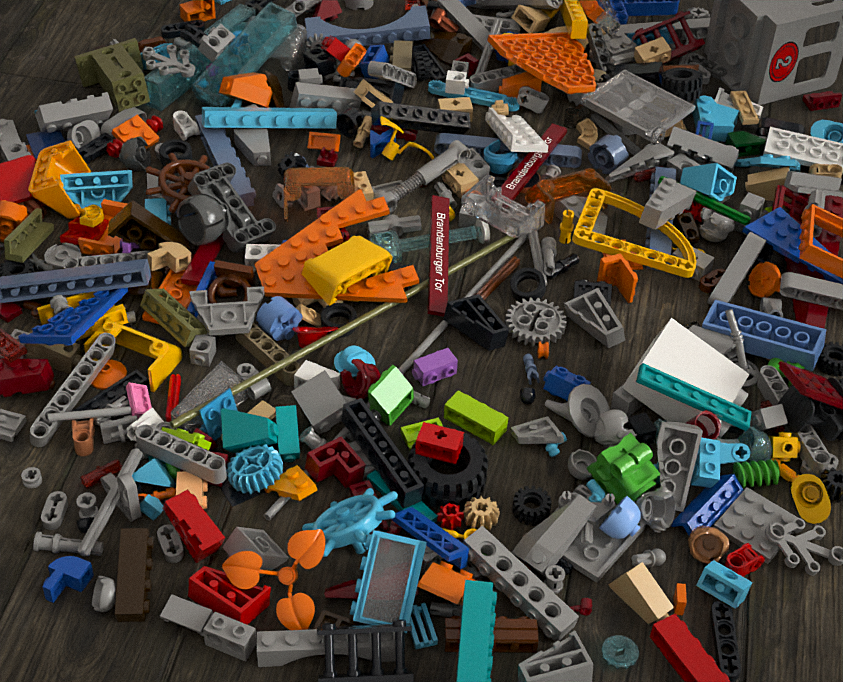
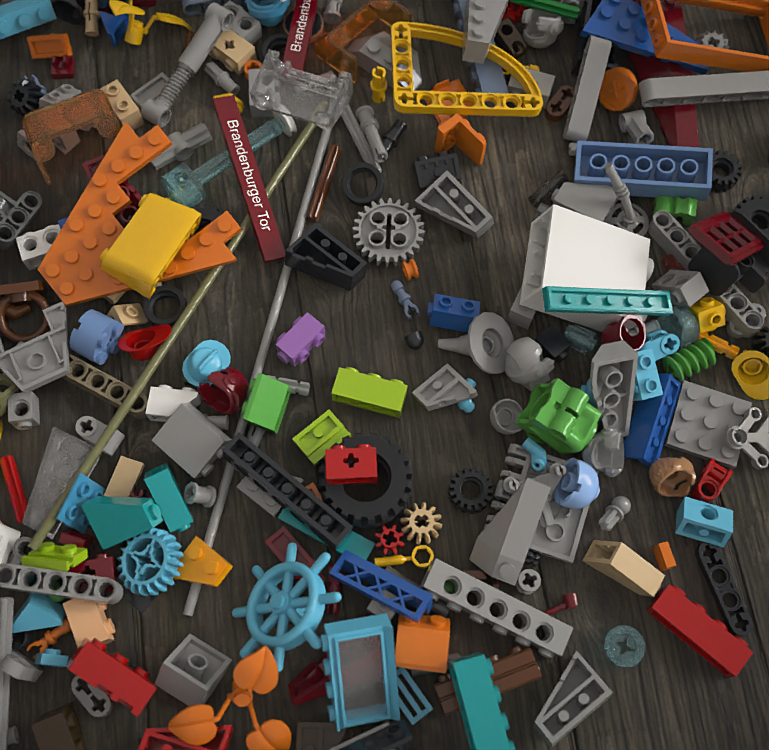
camera: 20 degrees left, 25 degrees up
(337, 459) = (236, 514): dark red brick -> none

